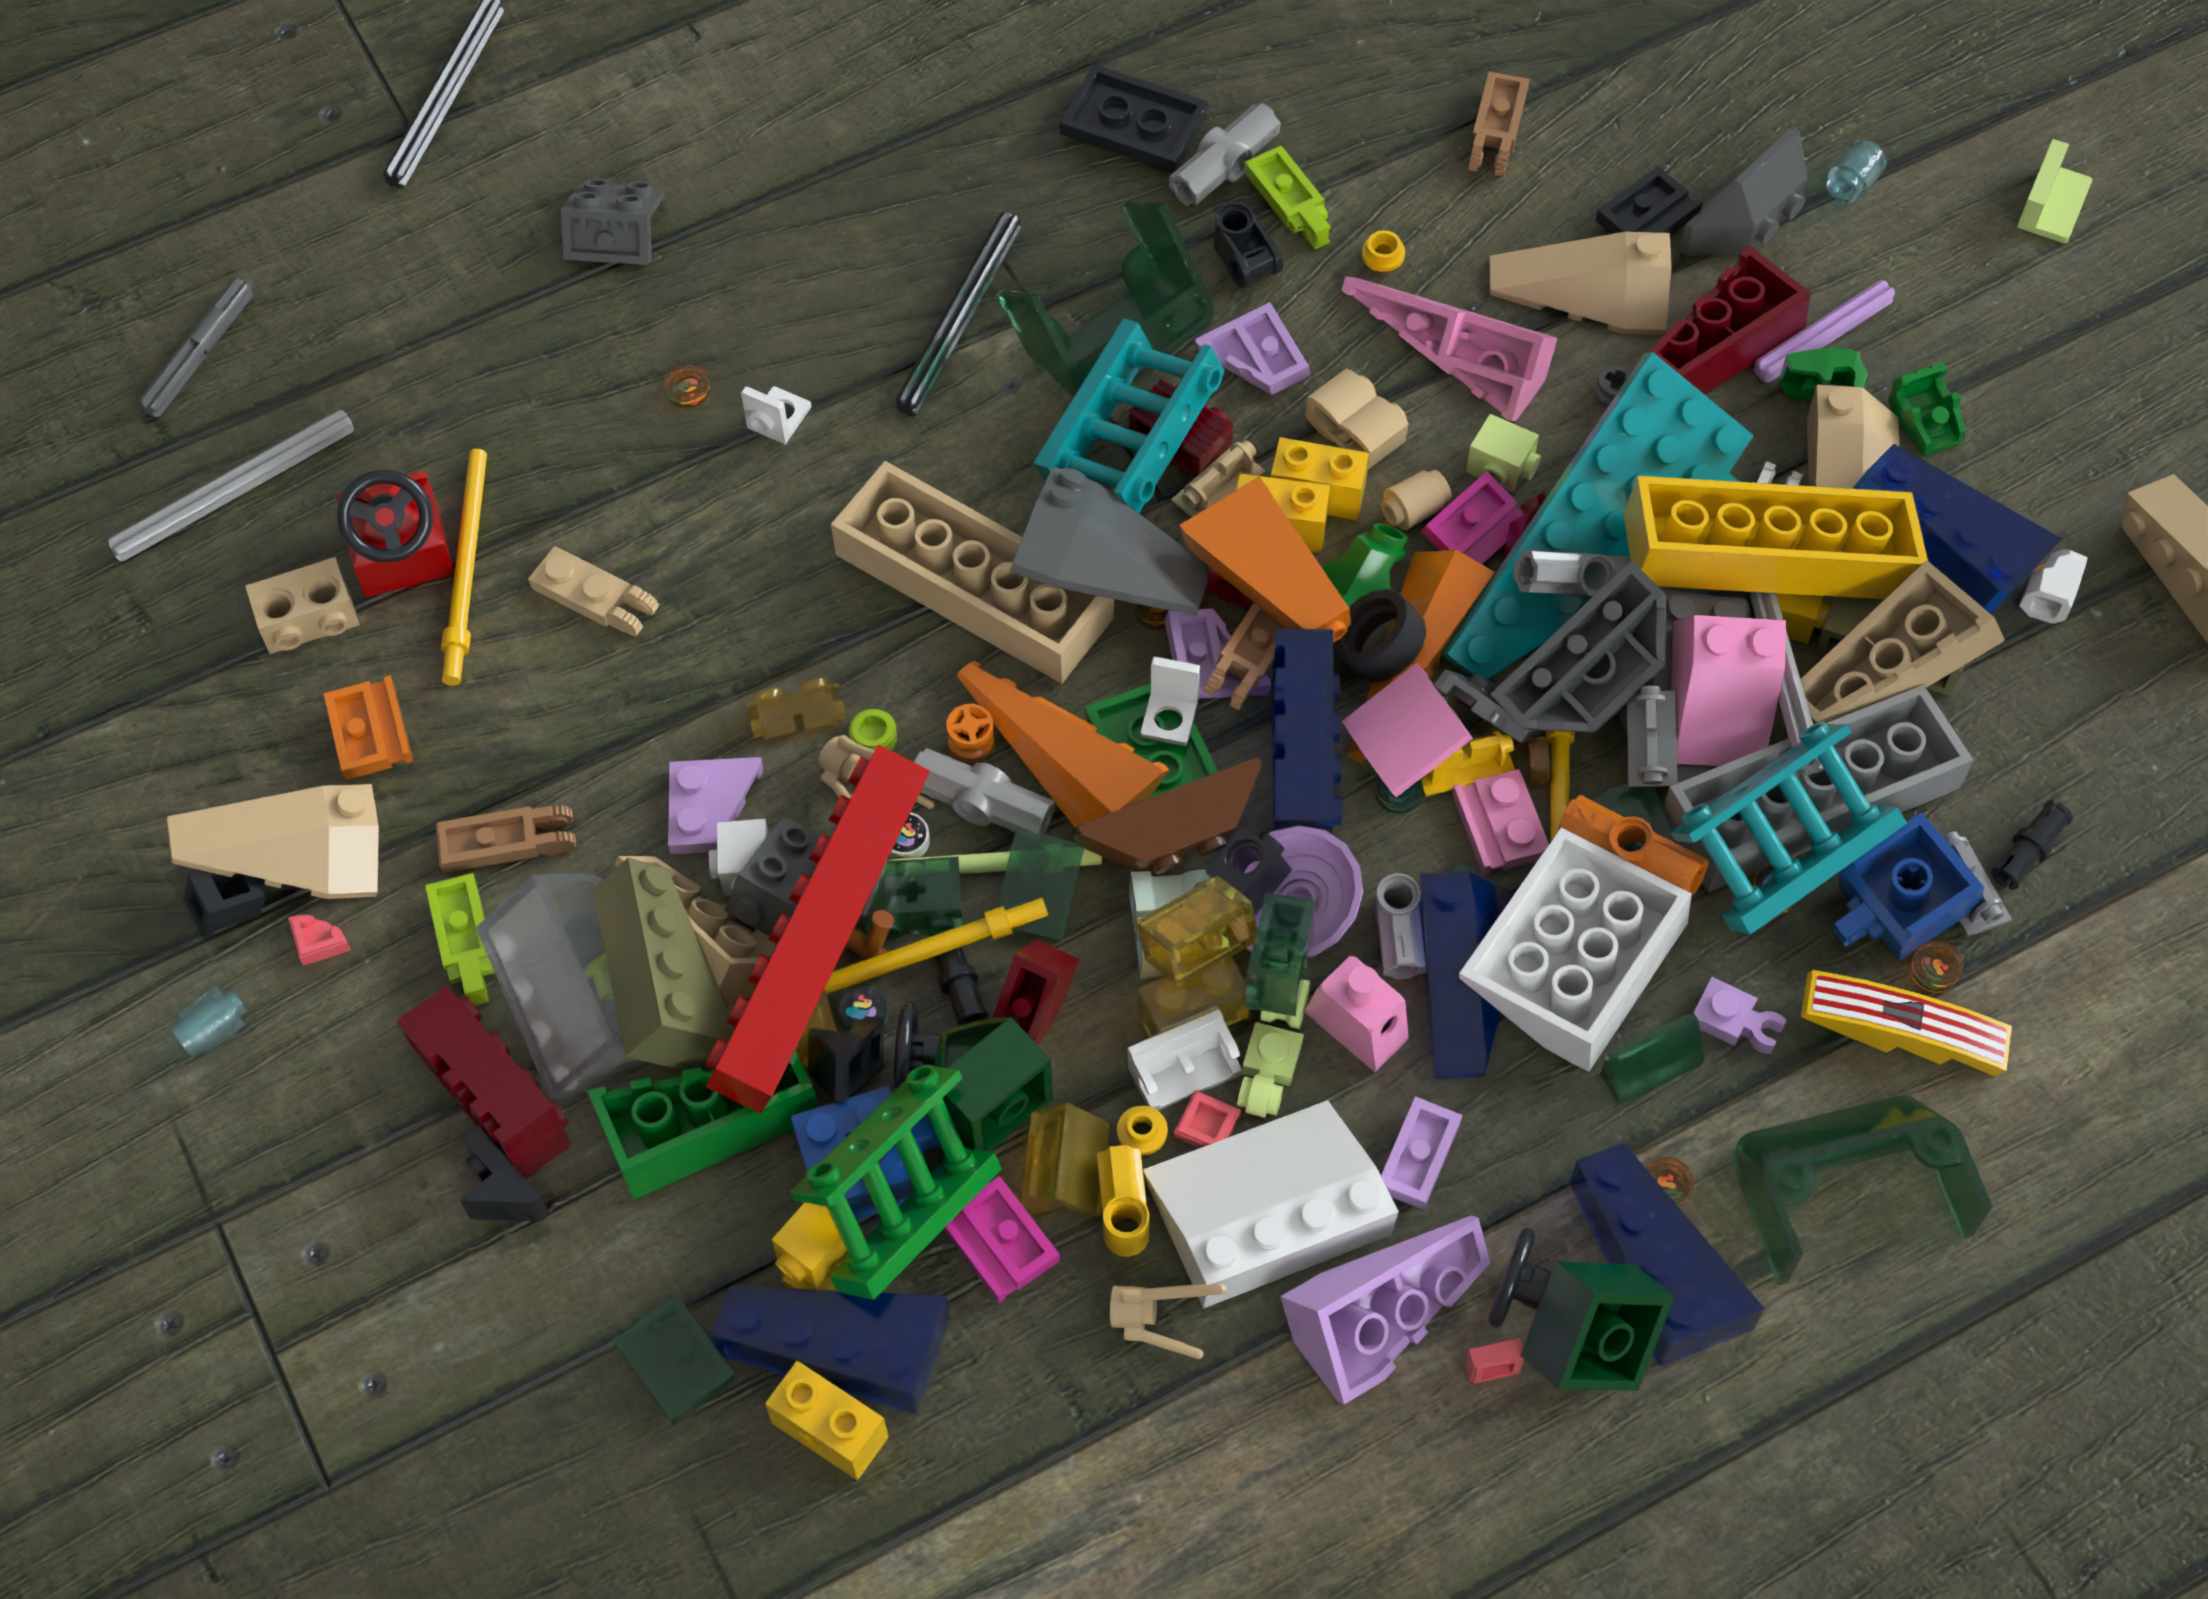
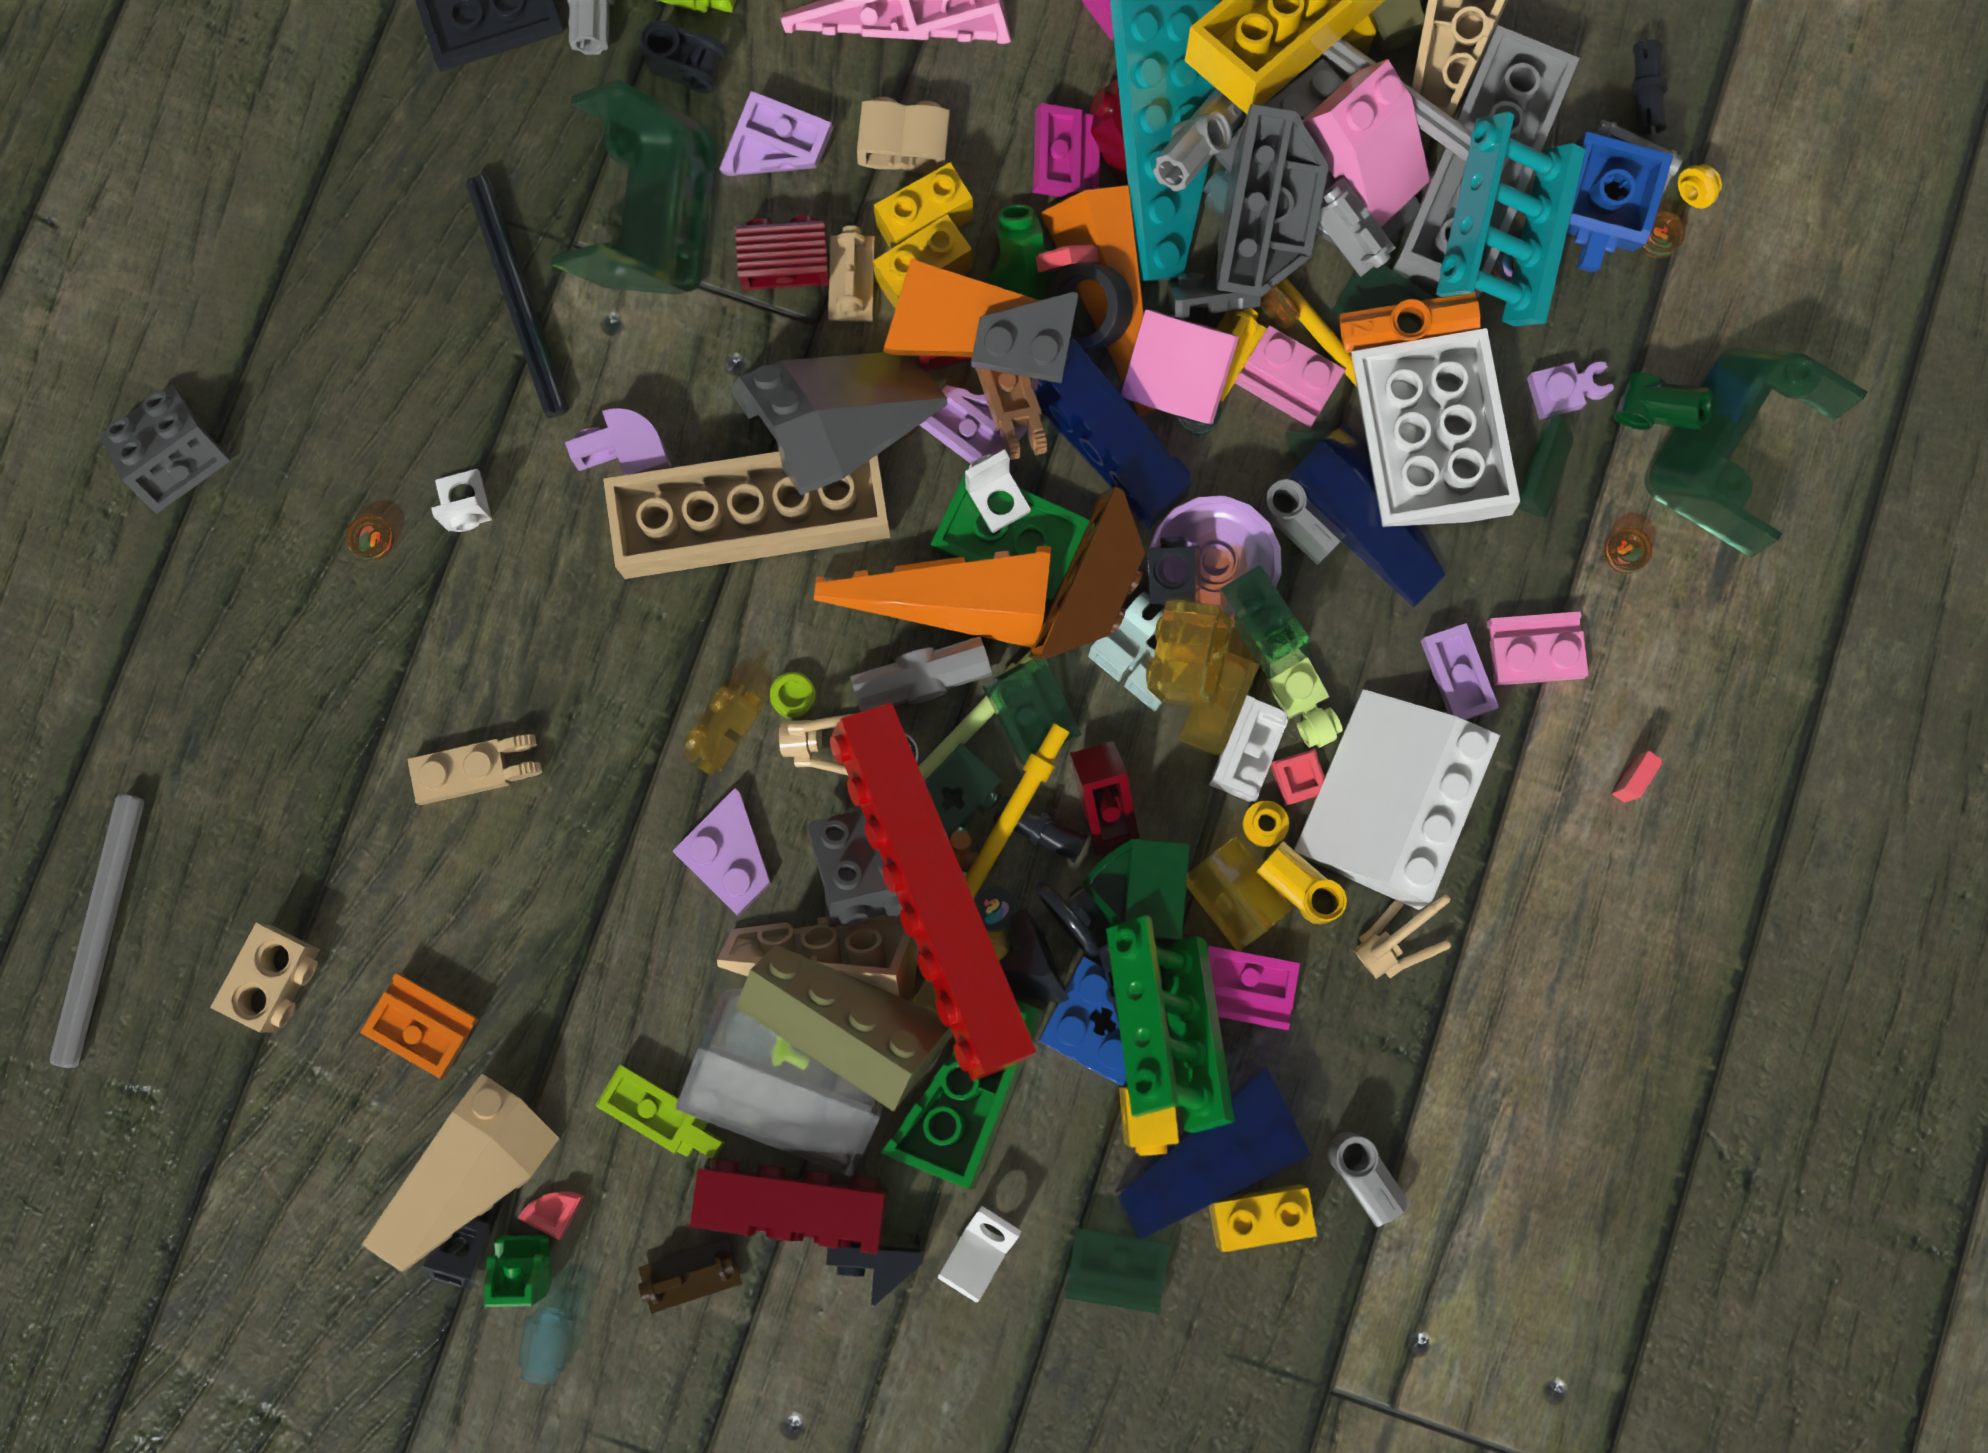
camera: 45 degrees left, 20 degrees up
(250, 952) = (518, 1271): none -> green hand
(359, 1068) = (689, 1276): none -> dark brown hinge
(393, 531) = (276, 860): piece -> none
(456, 637) = (409, 897): yellow bar -> none
(503, 837) = (608, 1020): medium nougat hinge -> none
(582, 1247) = (978, 1254): none -> white bracket
(735, 846) = (798, 878): white brick -> none
(929, 458) = (627, 437): none -> lavender brick
(944, 1474) = (1368, 1179): none -> light grey piece
(970, 721) = (860, 629): orange wheel -> none
(1110, 385) = (705, 269): teal fence -> none
(1295, 600) = (1027, 339): none -> dark grey wing
(1354, 1010) = (1334, 607): bright pink torso -> none
(1369, 1310) = (1523, 821): lavender wedge -> none
(1396, 581) = (1060, 258): none -> coral tile
(1415, 499) = (1006, 168): tan brick -> none
(1504, 452) = (1035, 76): yellowish green brick -> none
(1509, 1191) = (1537, 648): none -> bright pink plate
(1590, 1321) = (1682, 701): dark green piece -> none
(1647, 1229) = (1680, 612): clear blue wedge -> none
(1799, 1080) = (1652, 401): none -> dark green piece
(1905, 1019) = (1682, 296): slope -> none
(2005, 951) = (1700, 185): none -> yellow plate

